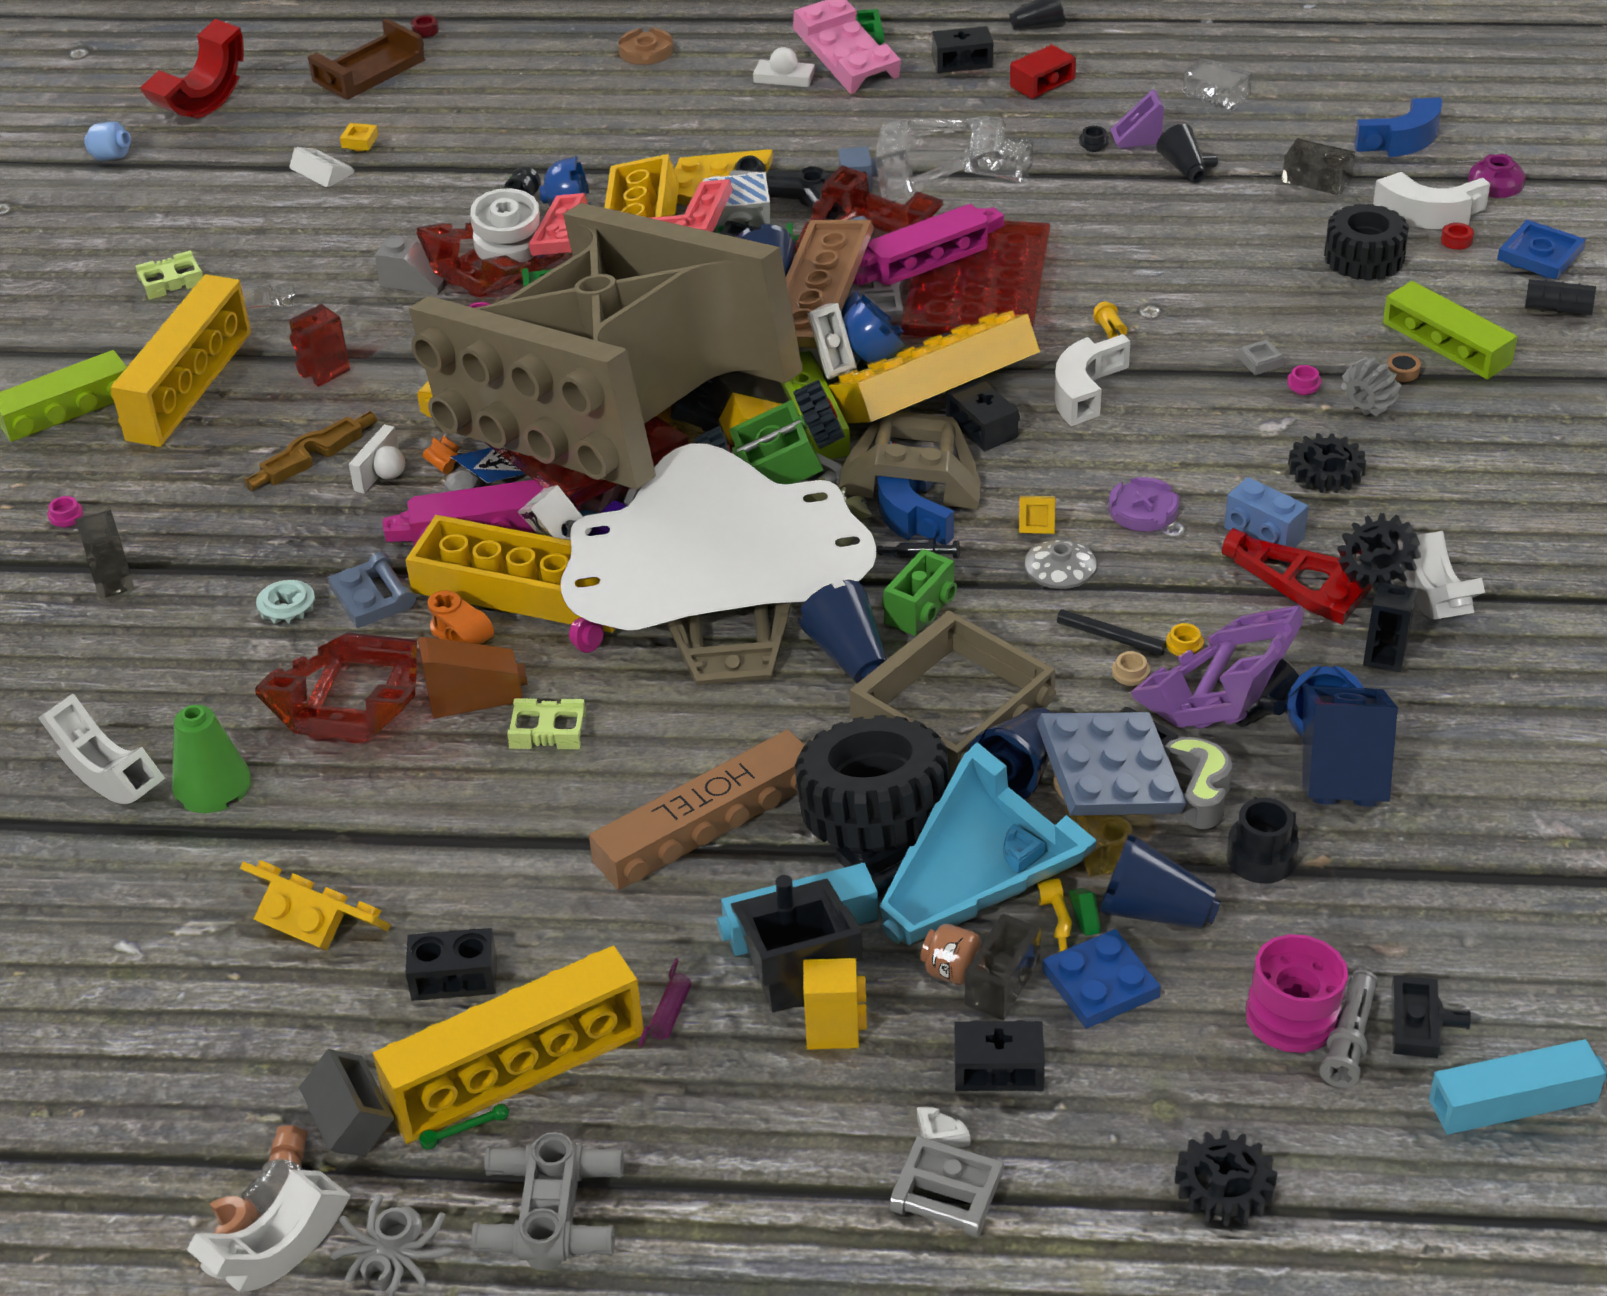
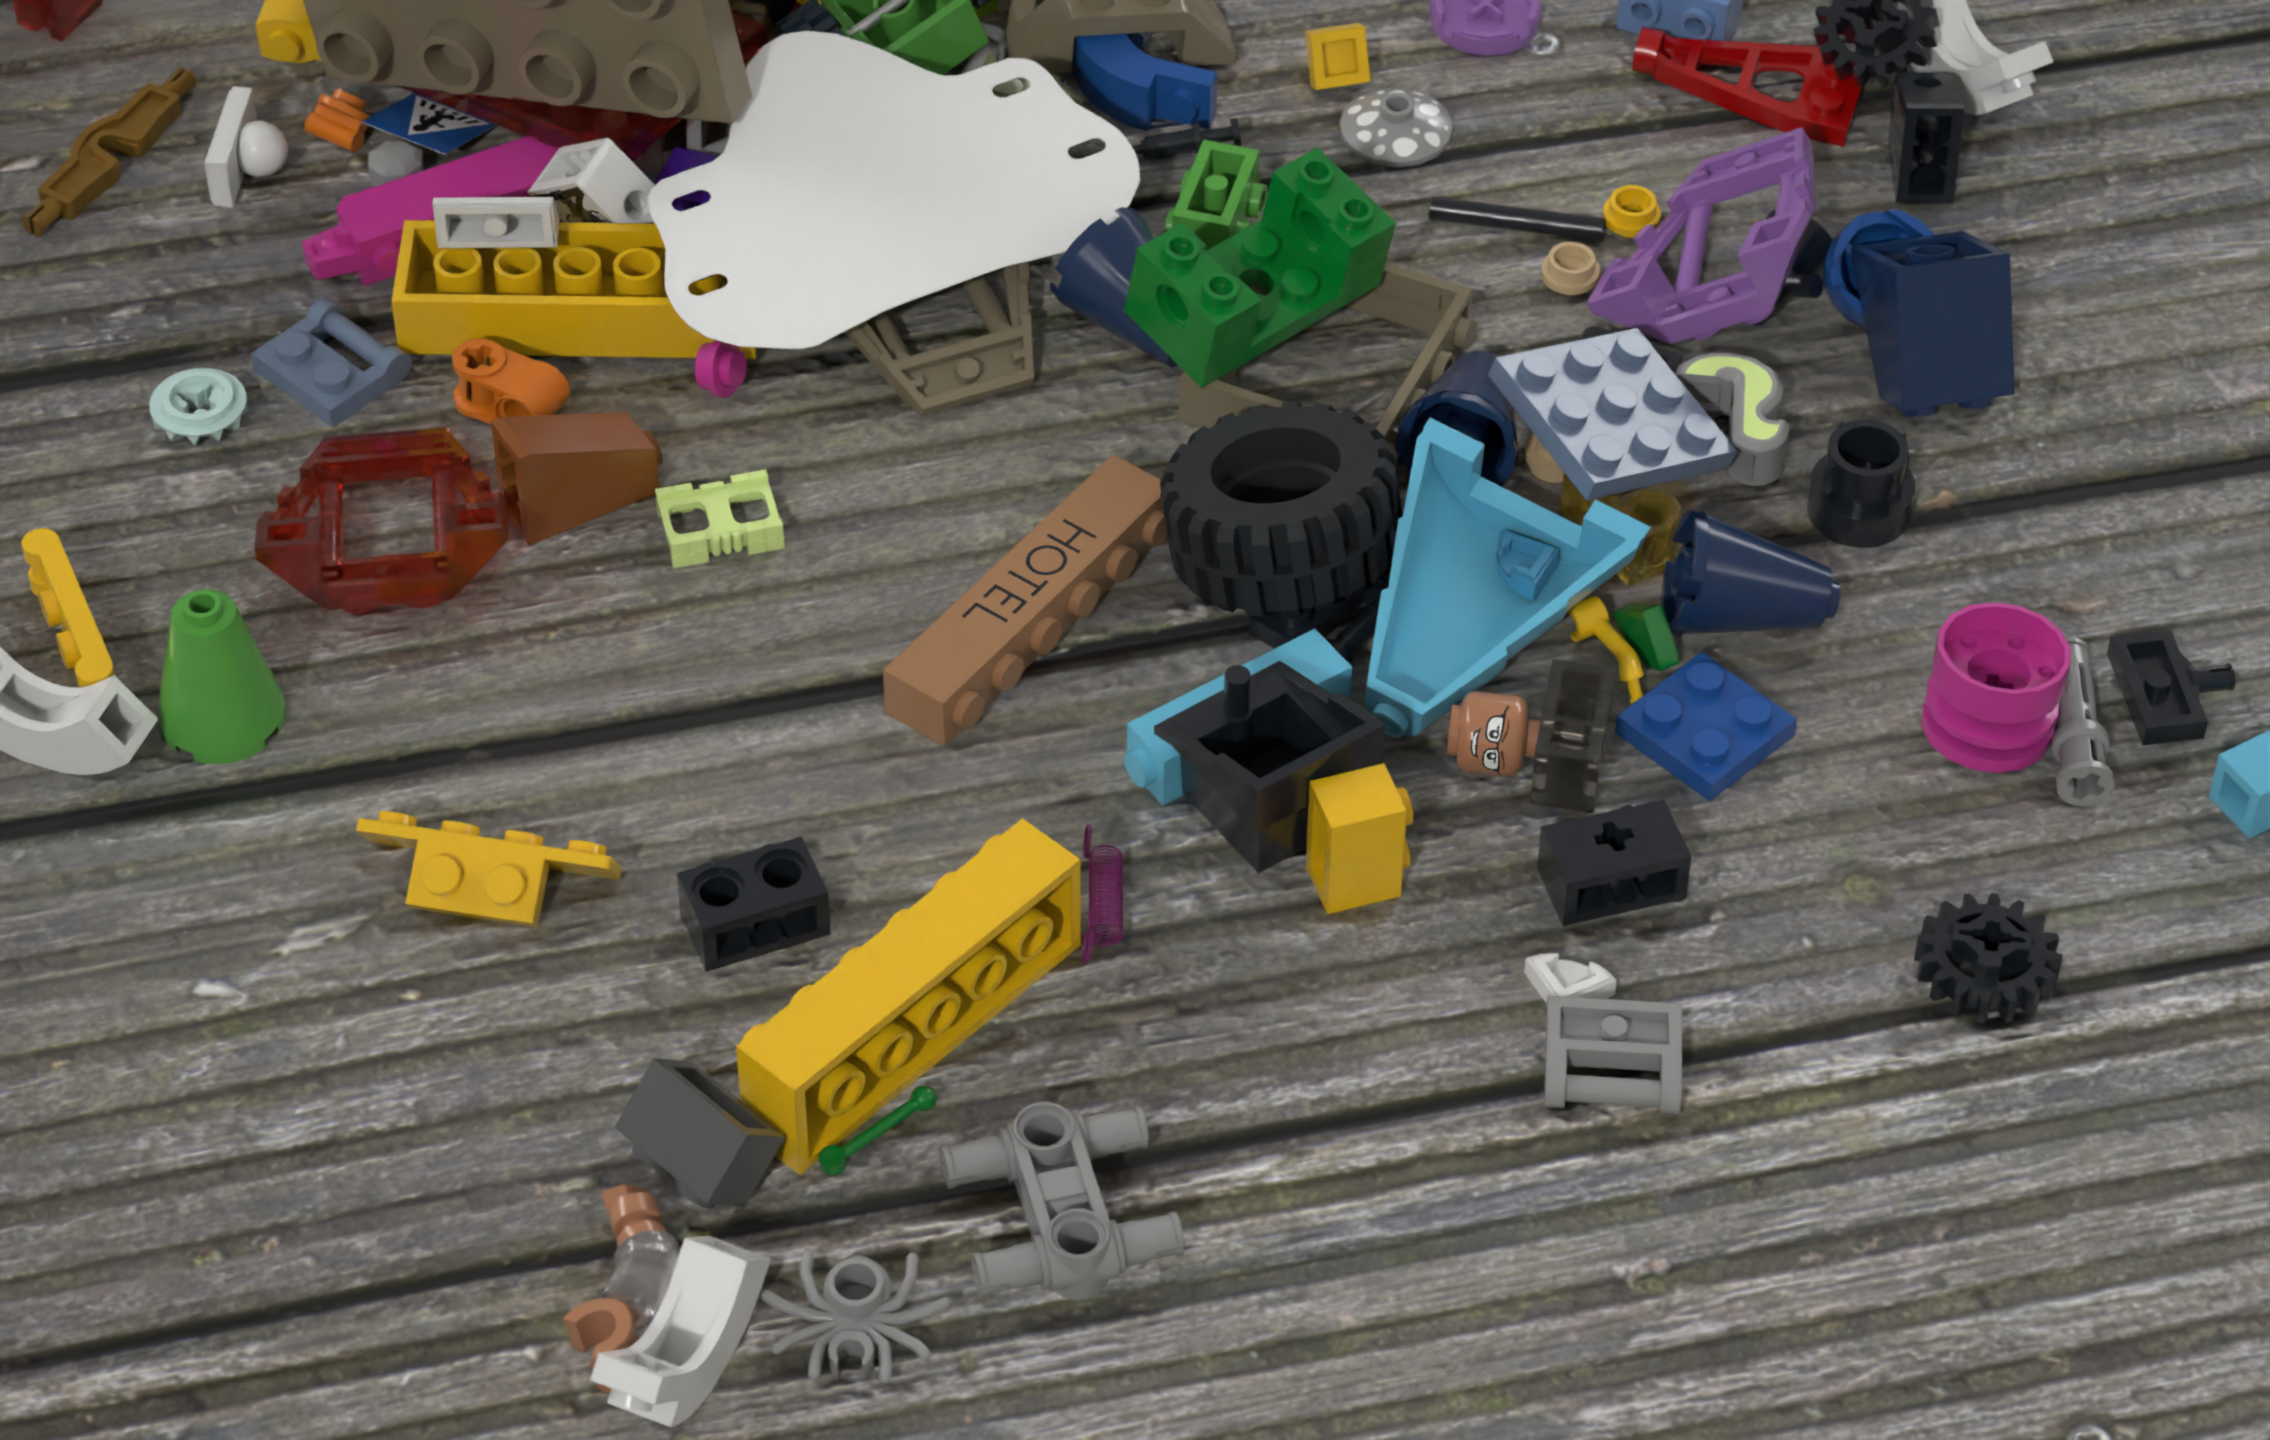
camera: 20 degrees left, 5 degrees up
(152, 708) = (66, 606): none -> yellow plate
(480, 524) = (496, 222): none -> white slope
(956, 631) = (1310, 252): none -> green plate

